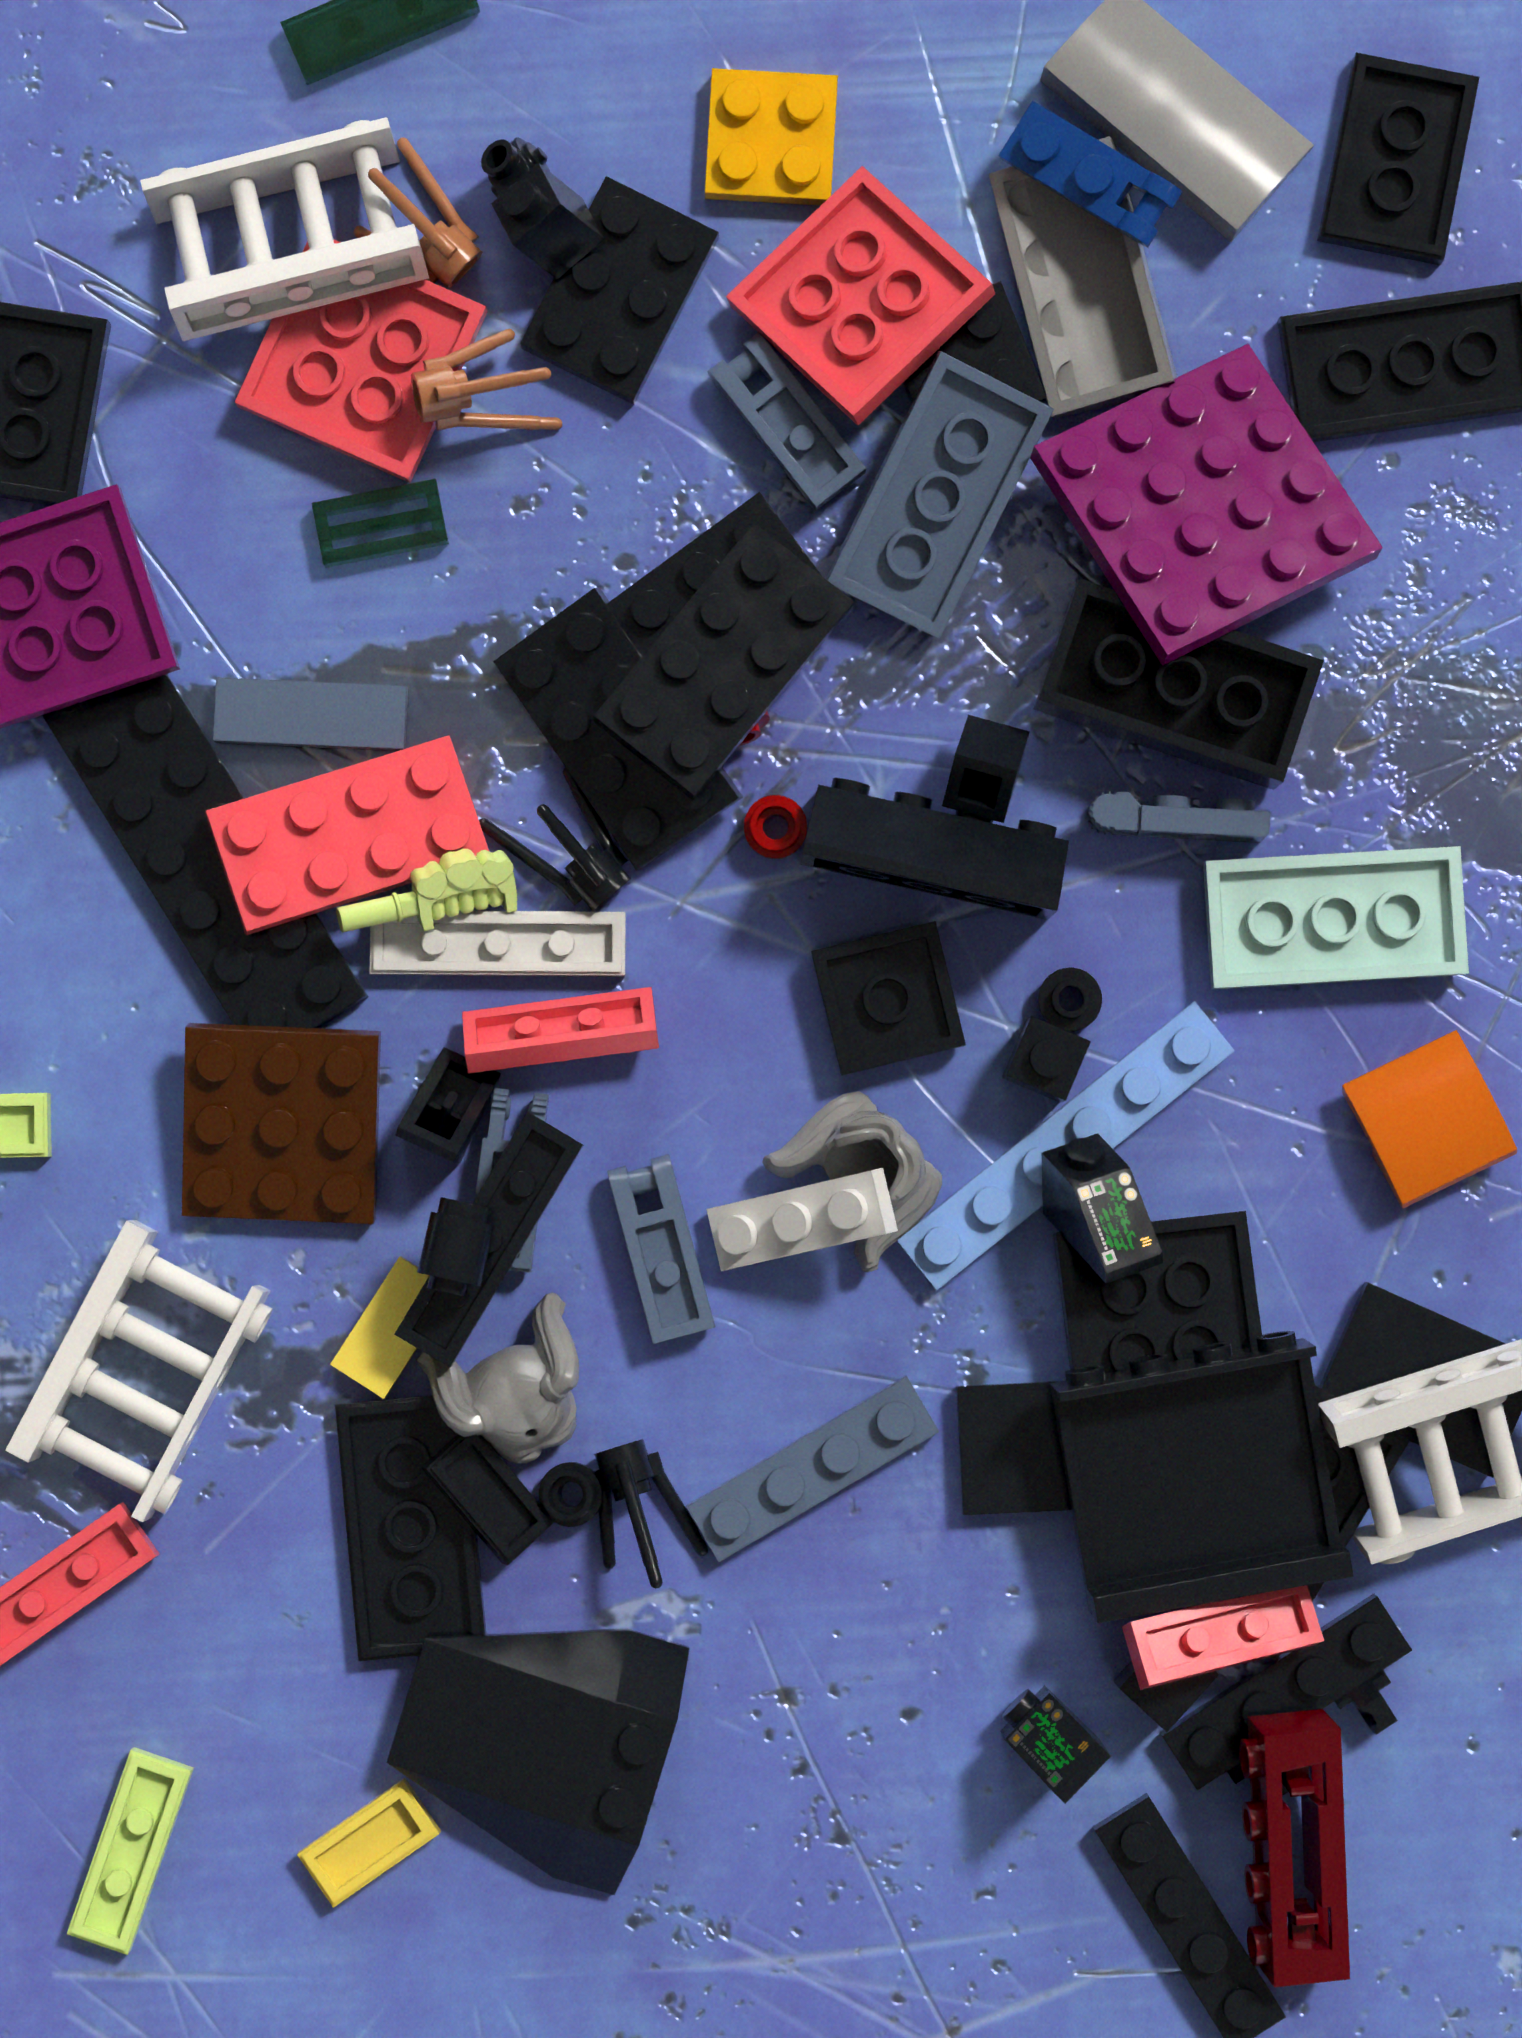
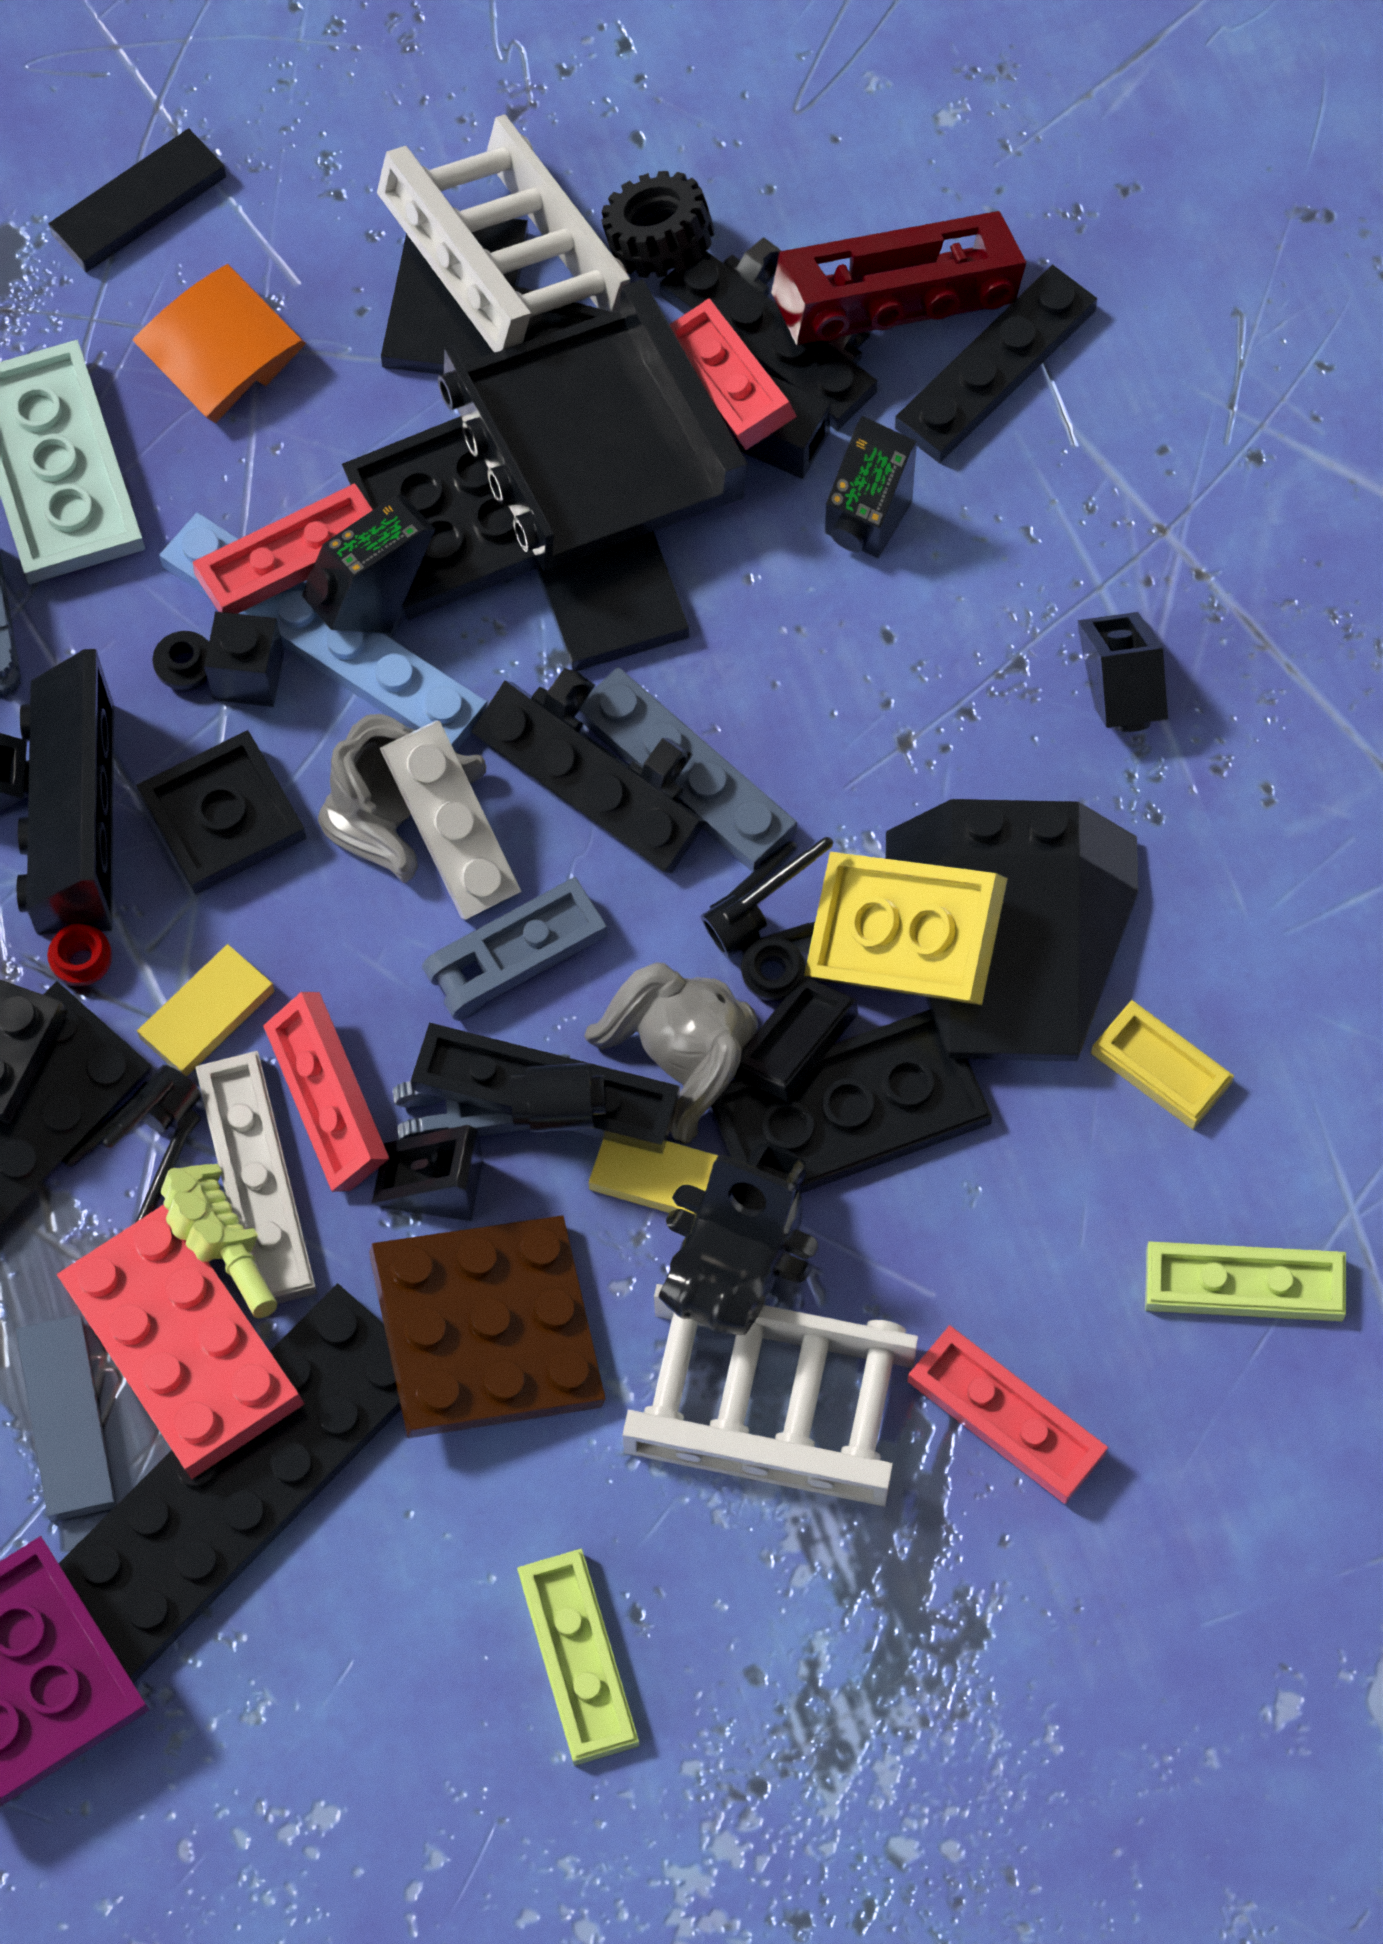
camera: 100 degrees left, 20 degrees down
(277, 1381) = (738, 1239): none -> black piece
(553, 1634) = (906, 927): none -> light yellow plate
(683, 935) = (206, 1010): none -> light yellow tile
(790, 1396) = (626, 800): none -> black hinge
(792, 1940) = (1124, 671): none -> black slope
(1146, 1127) = (276, 554): none -> coral plate
(1473, 1606) = (658, 224): none -> black tyre

